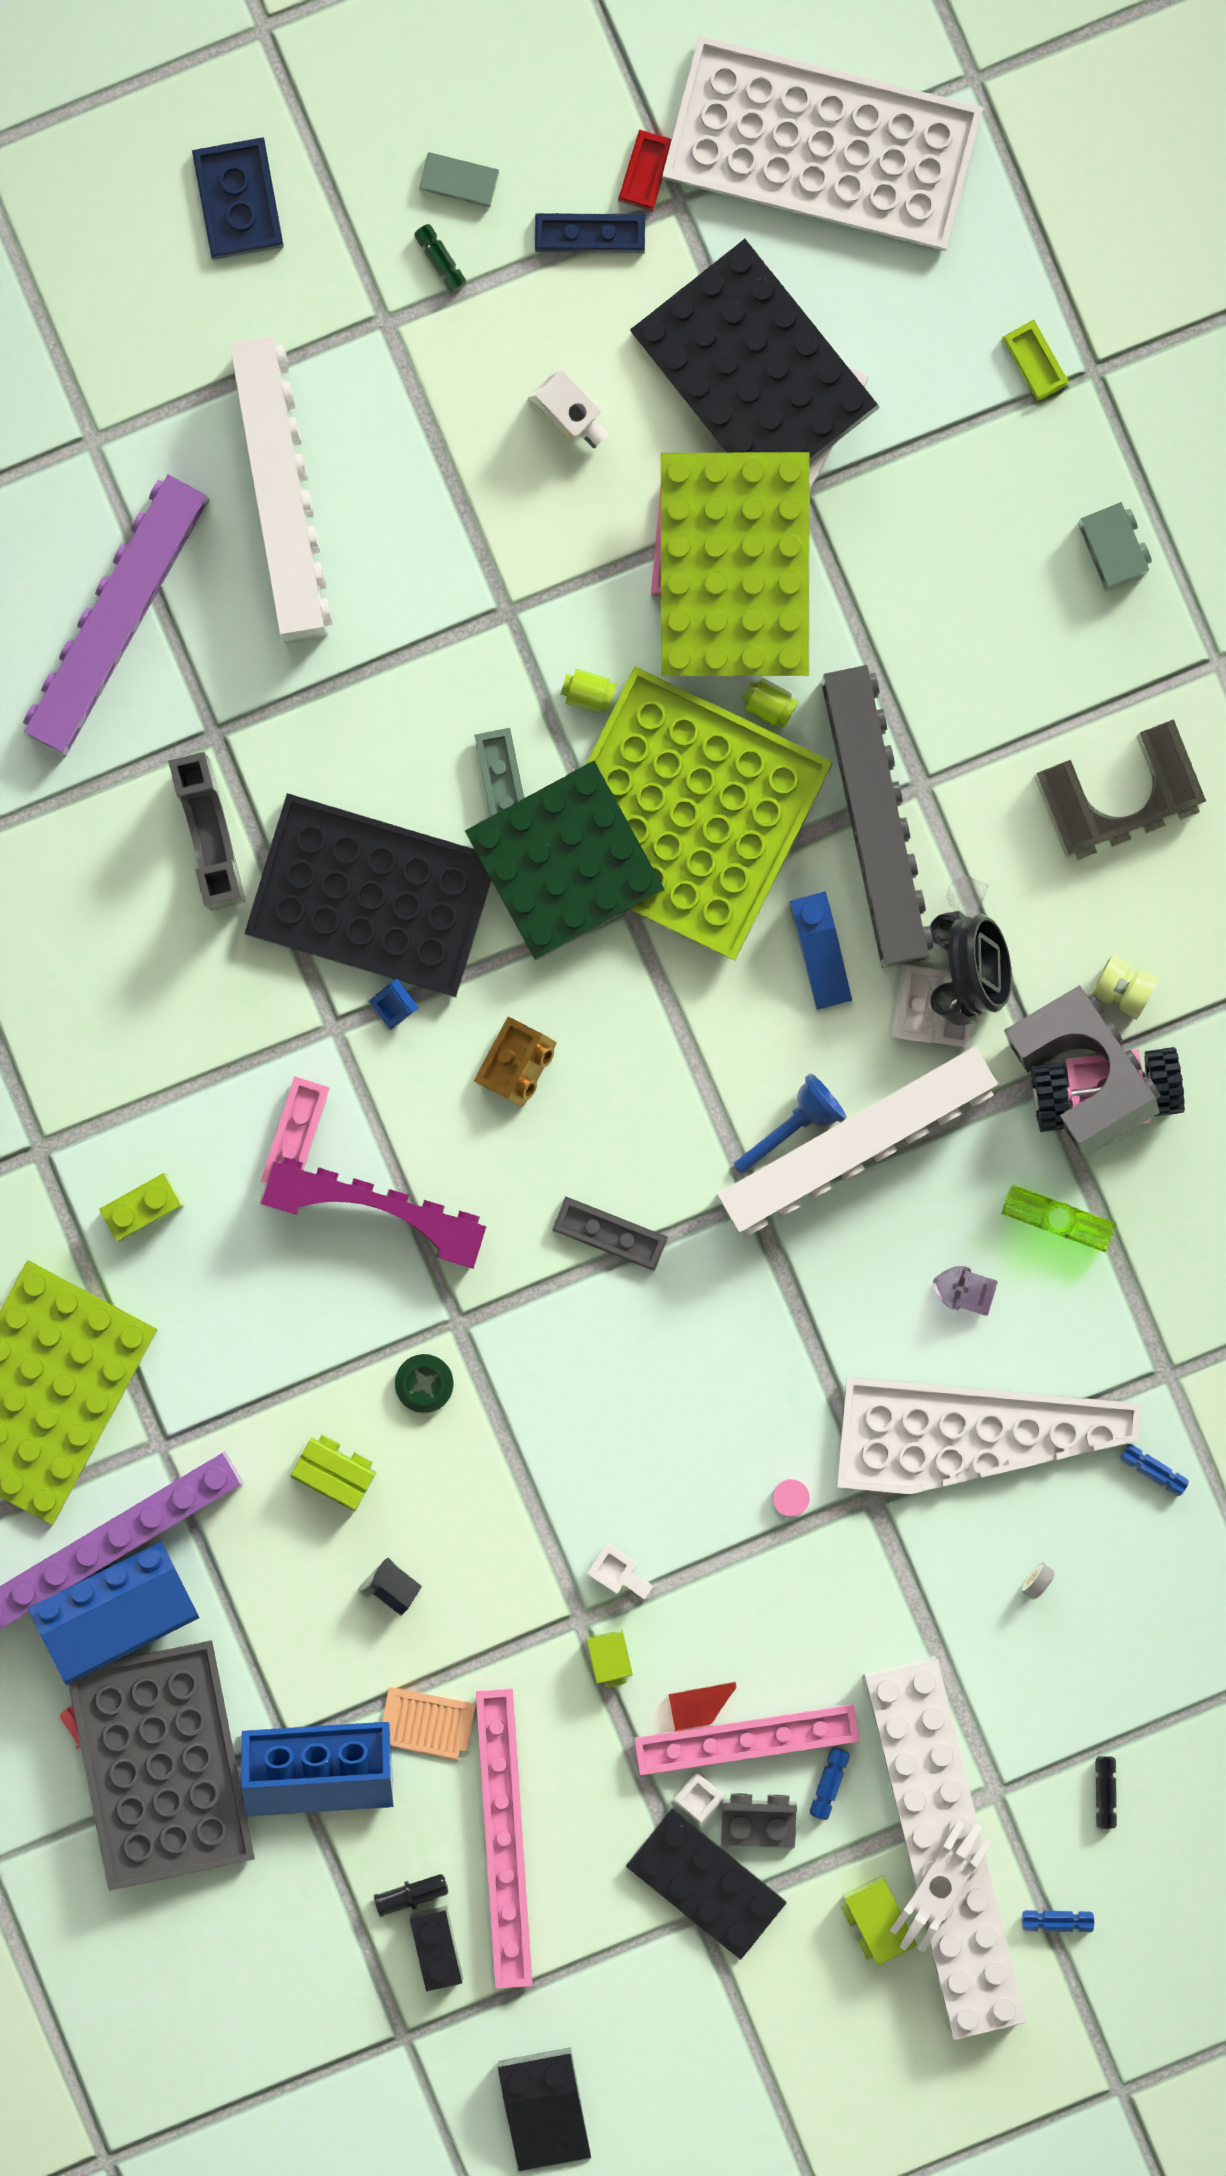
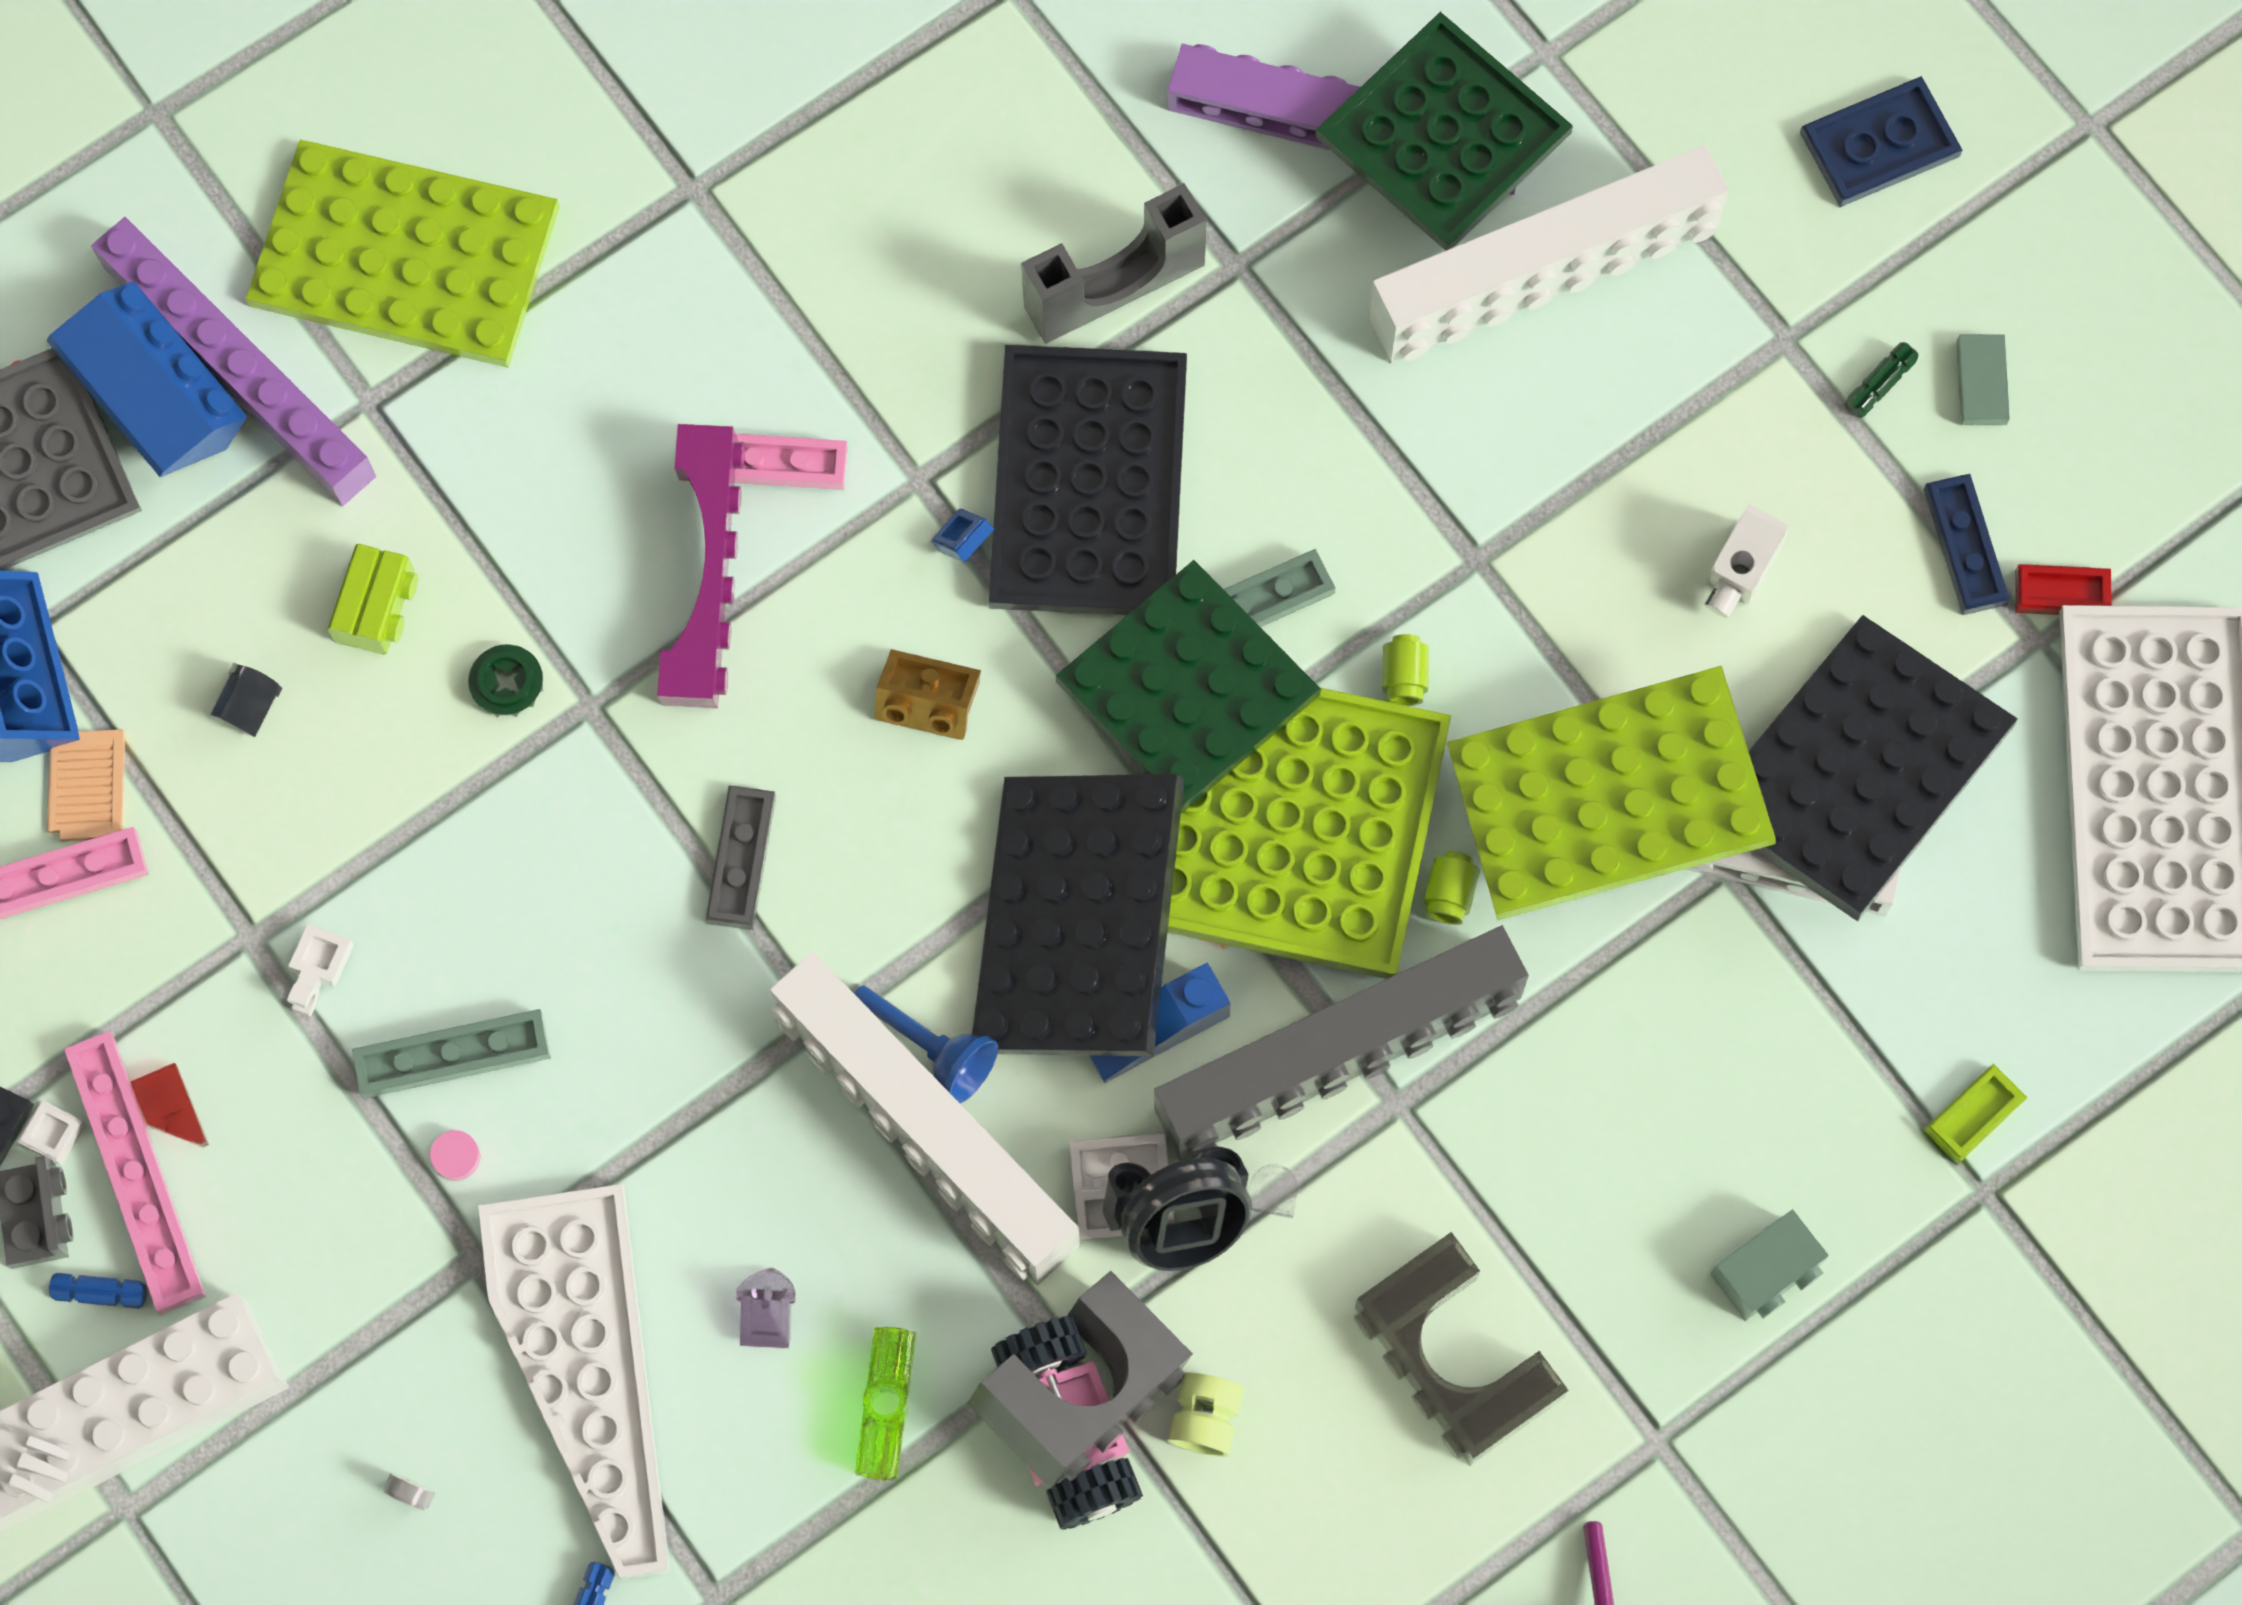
camera: 75 degrees right, 15 degrees down
(141, 1207) = (648, 306): lime brick -> none
(158, 543) = (1444, 131): none -> dark green plate
(610, 1658) = (206, 978): lime brick -> none
(713, 1484) = (451, 1053): none -> sand green plate
(725, 988) = (1079, 914): none -> black plate

